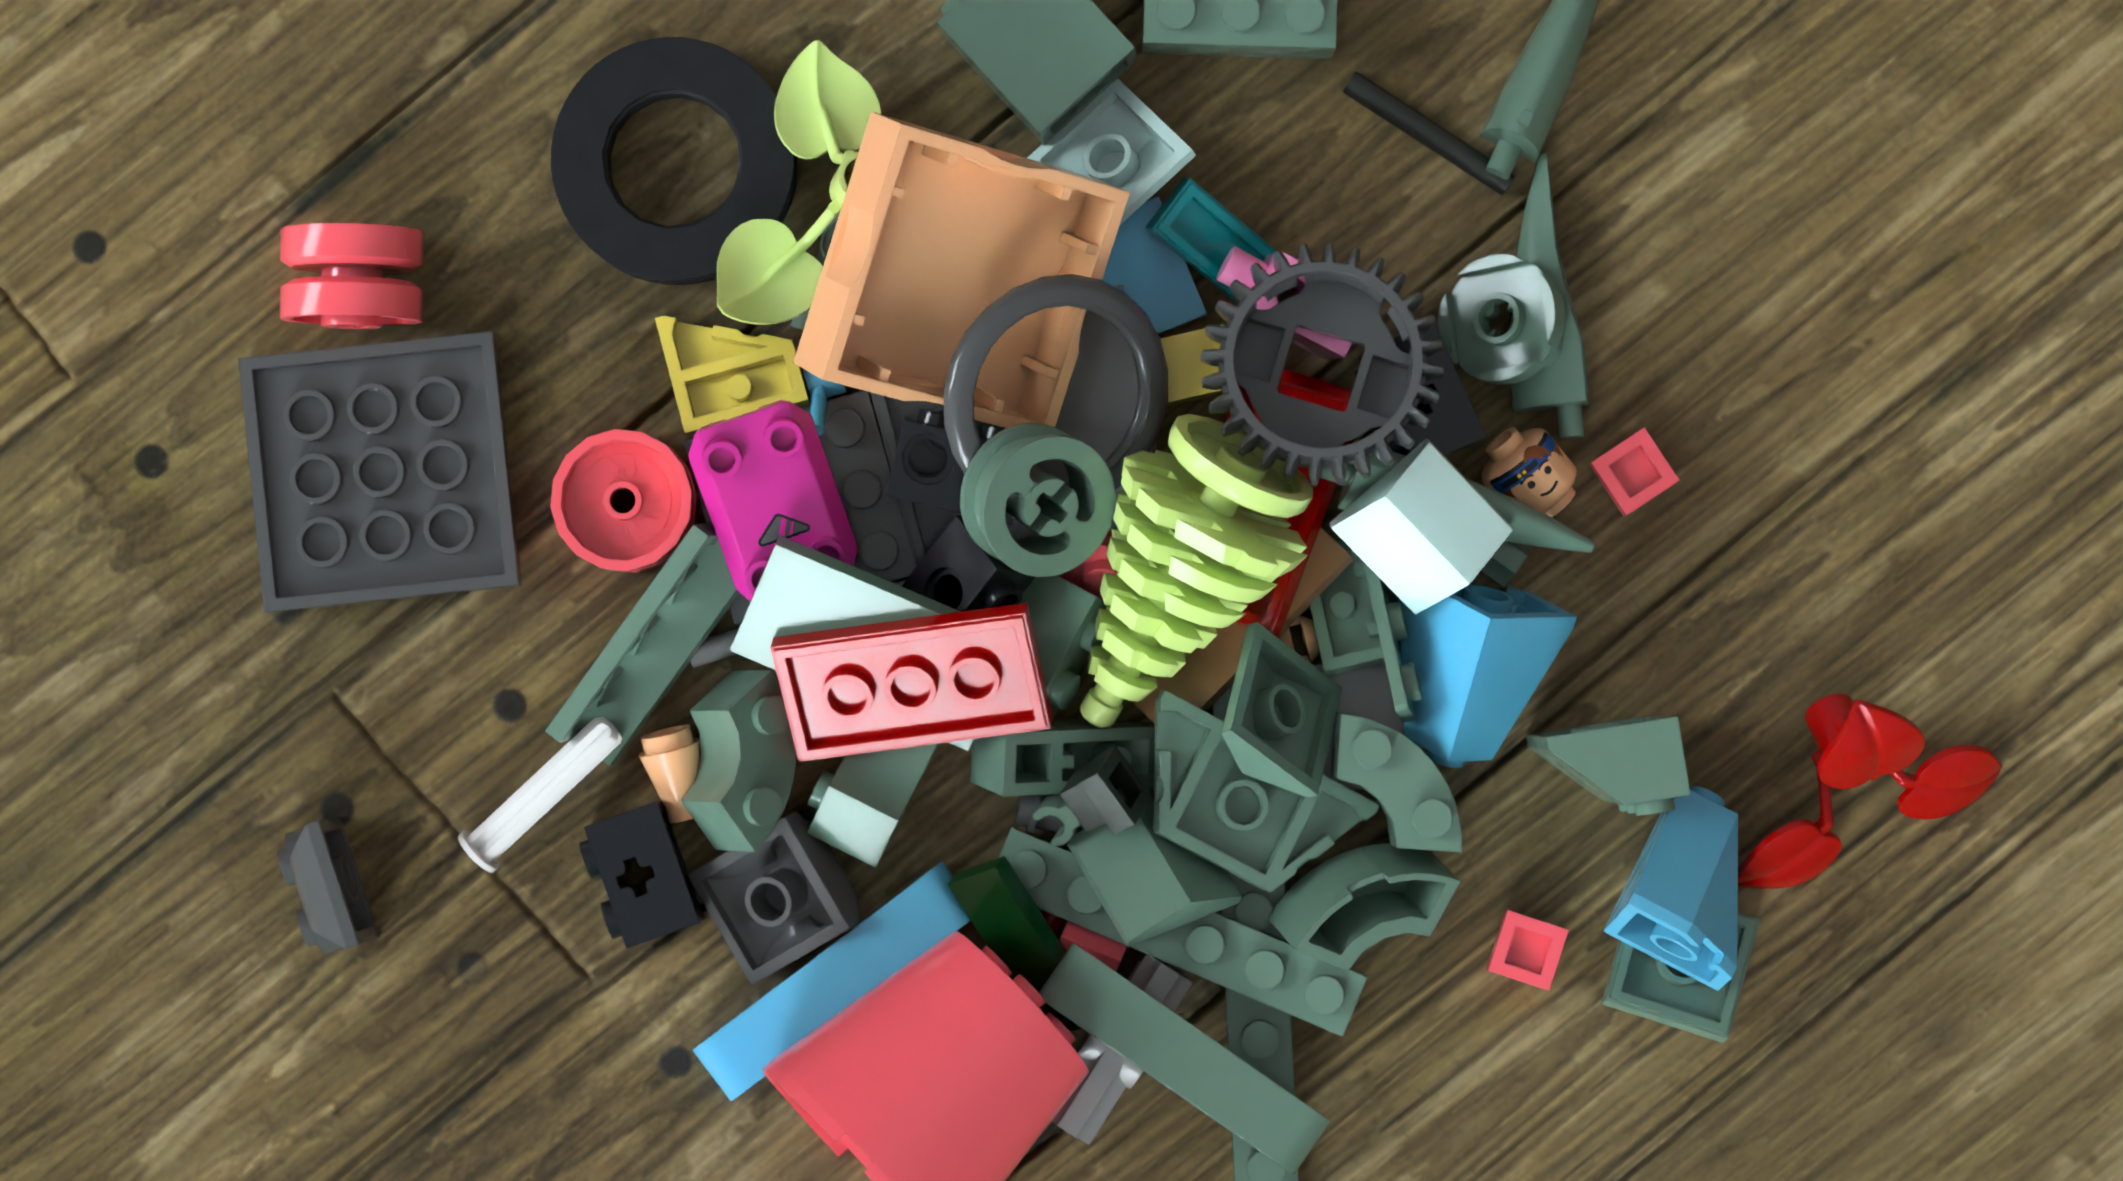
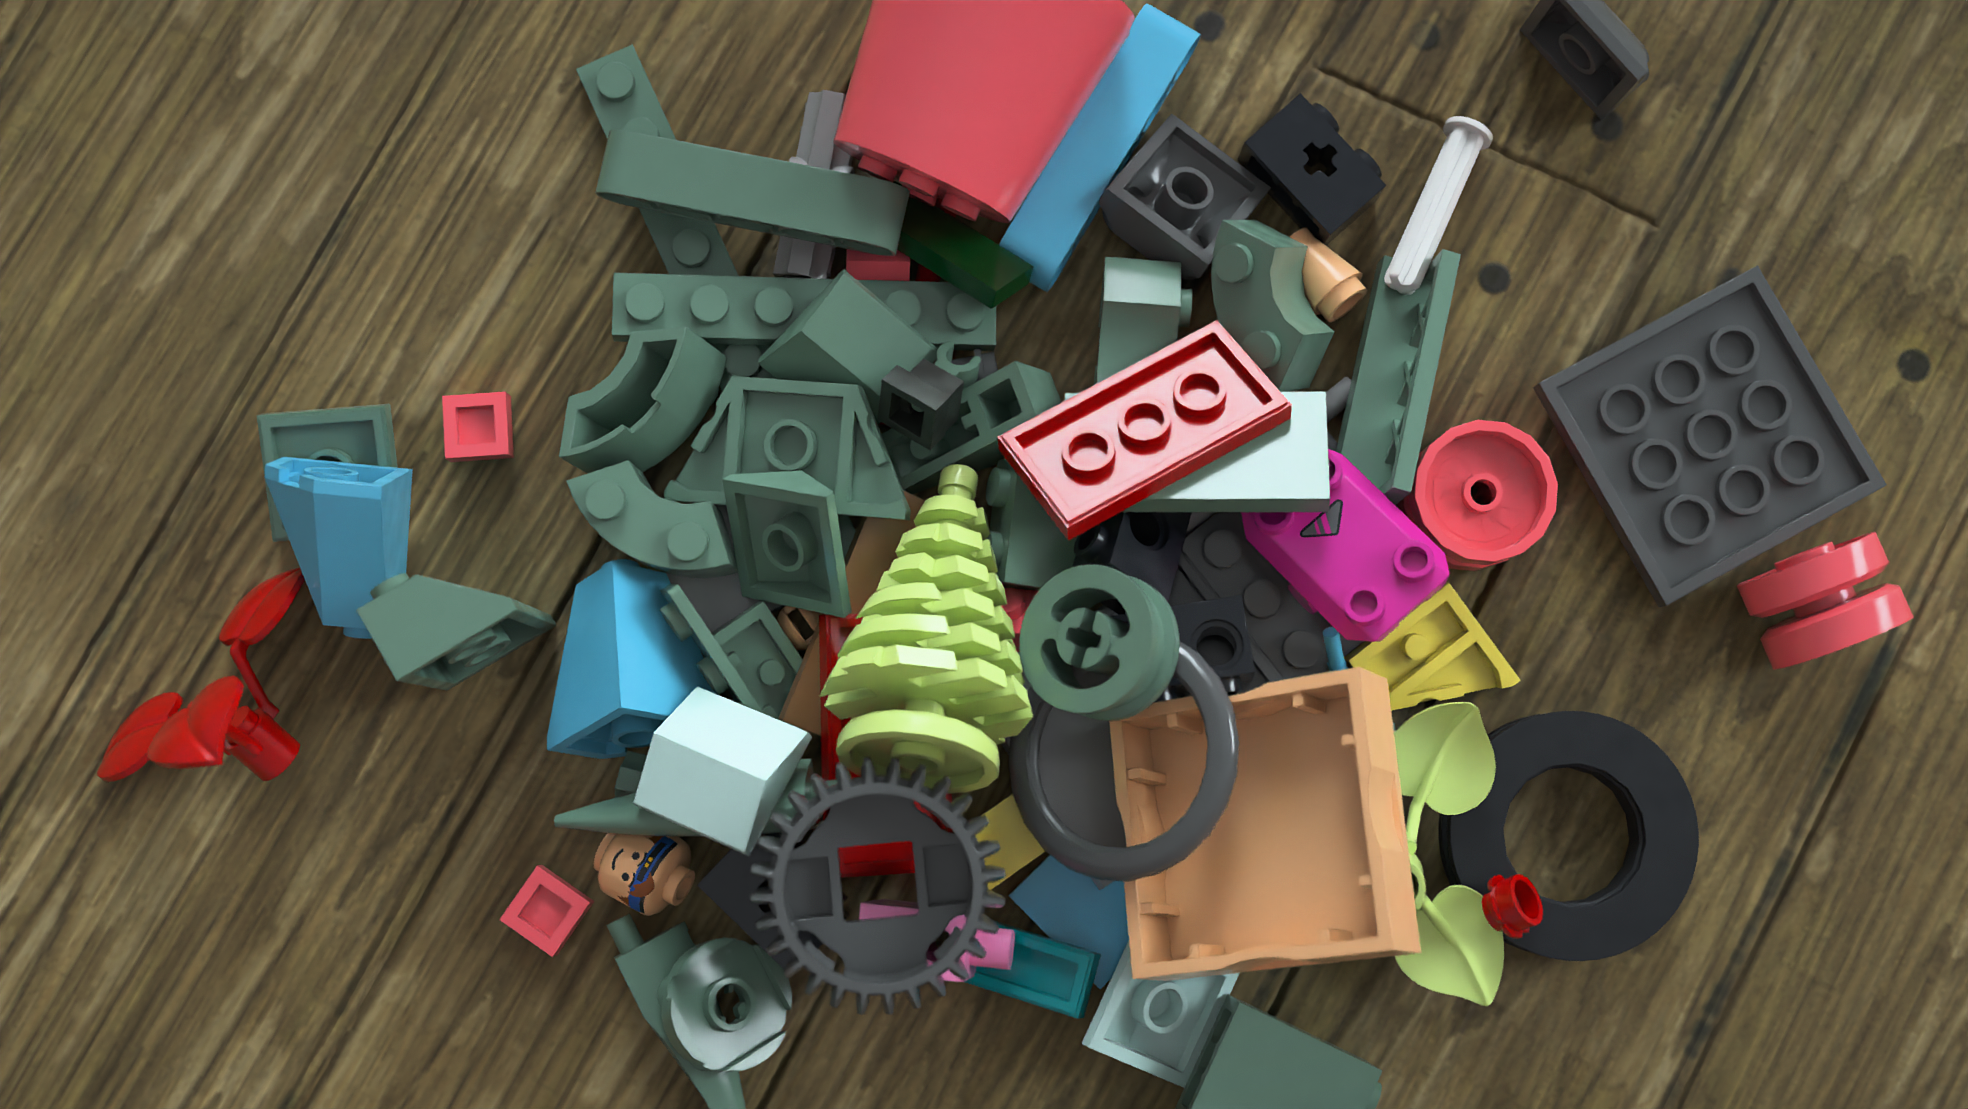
camera: 150 degrees right, 5 degrees down
(759, 119) = (1512, 905): none -> red plate

